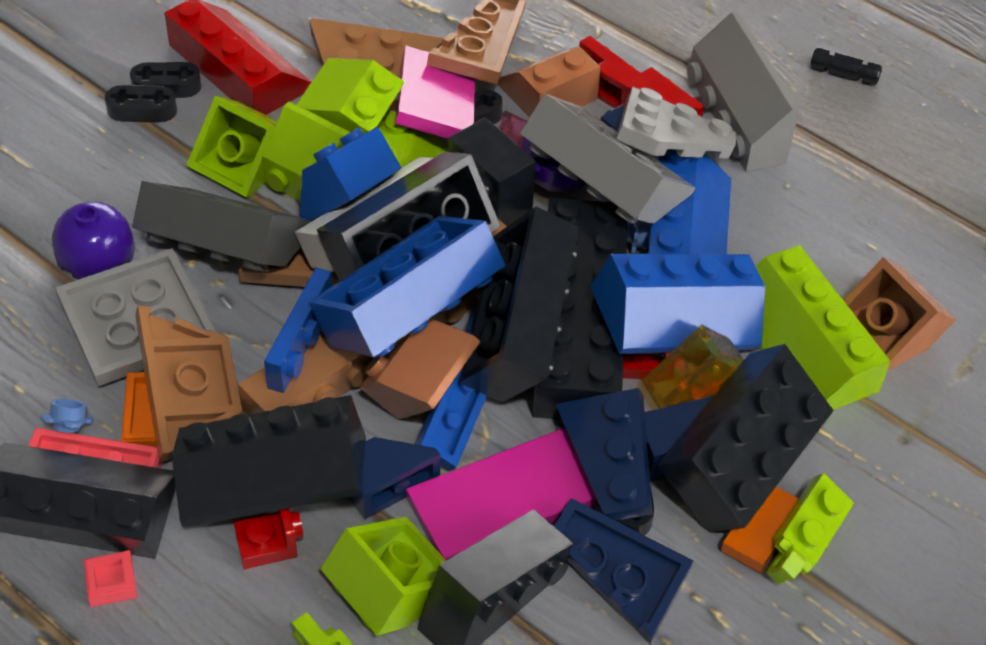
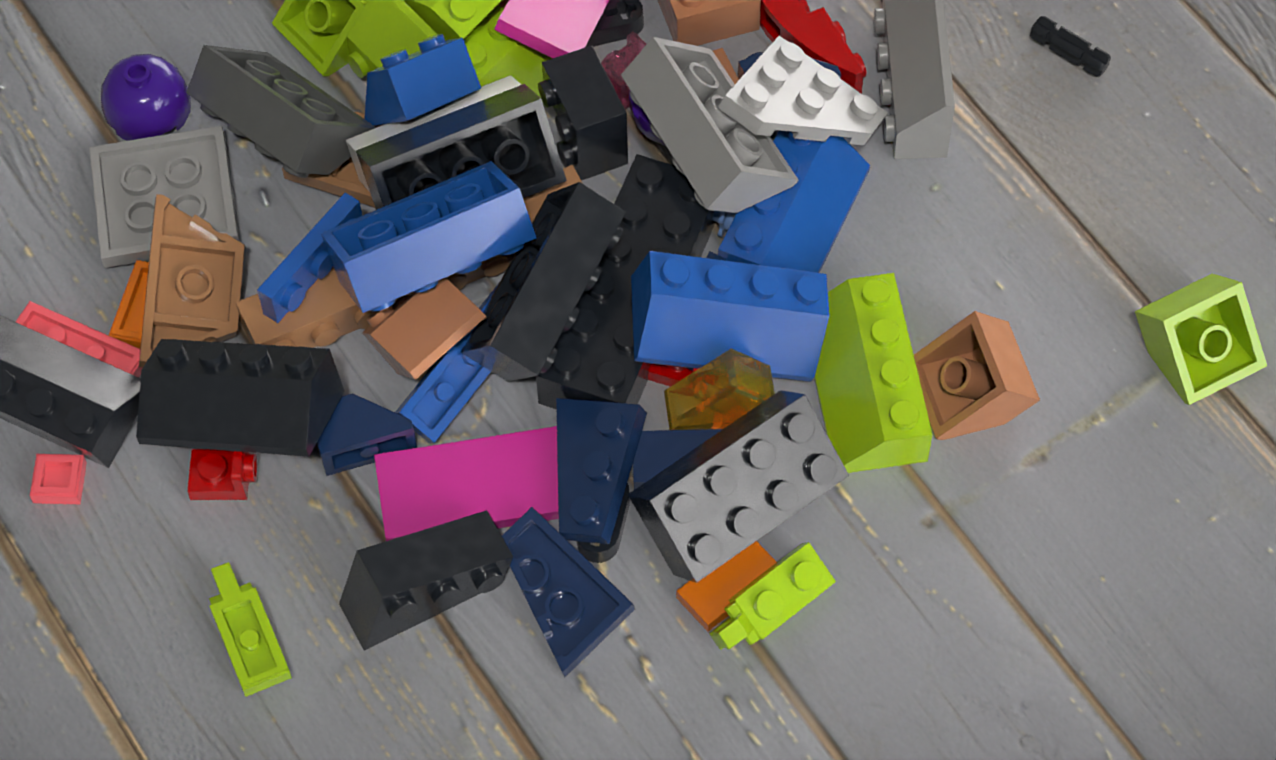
camera: 20 degrees right, 10 degrees up
(67, 415) = (63, 294): medium blue plate -> none
(384, 572) = (316, 537): lime slope -> none

